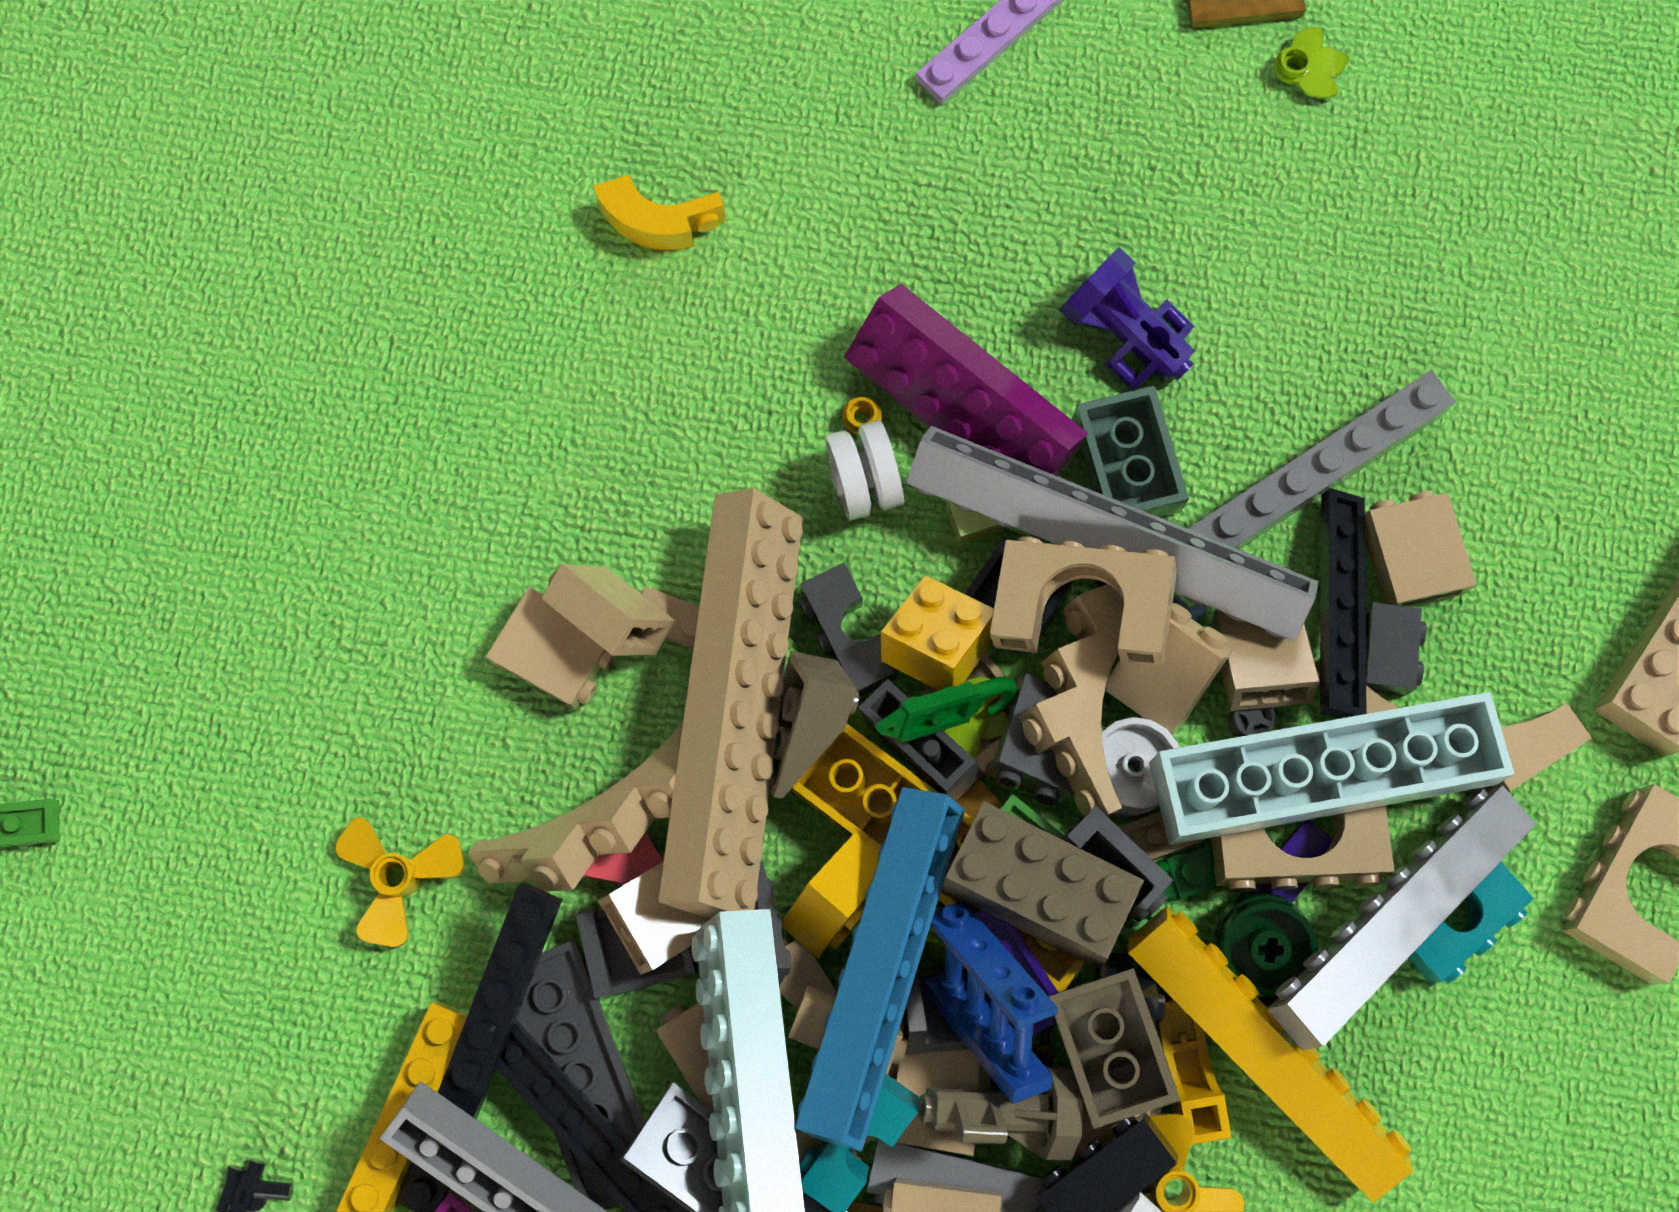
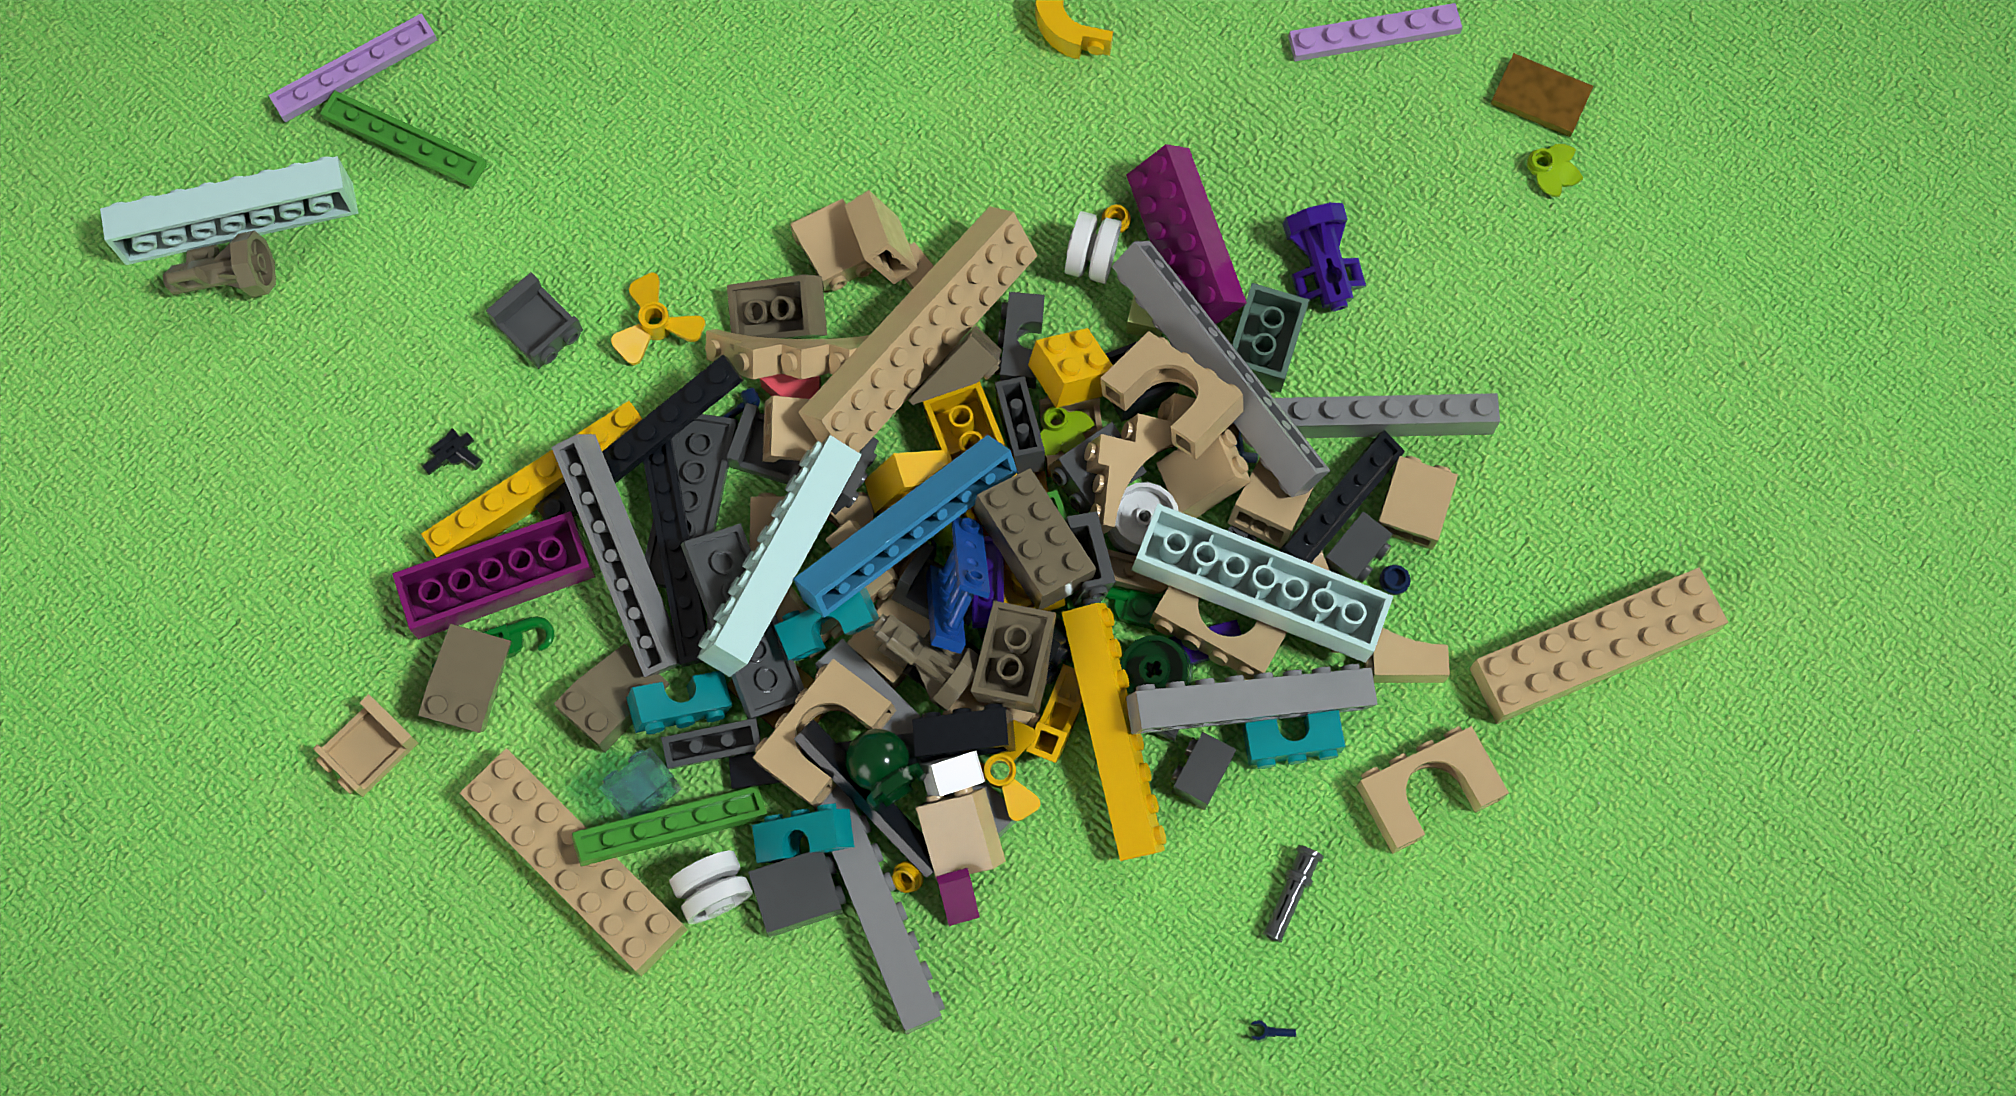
camera: 30 degrees right, 5 degrees down
(246, 966) = (534, 321): none -> dark grey panel
(537, 772) = (778, 307): none -> dark tan slope
(574, 902) = (748, 396): none -> dark blue hand
(945, 708) = (1045, 407): green plate -> none
(1391, 1030) = (1202, 771): none -> dark grey brick
(1449, 658) = (1394, 579): none -> dark blue plate
(1590, 1163) = (1297, 880): none -> dark grey pin

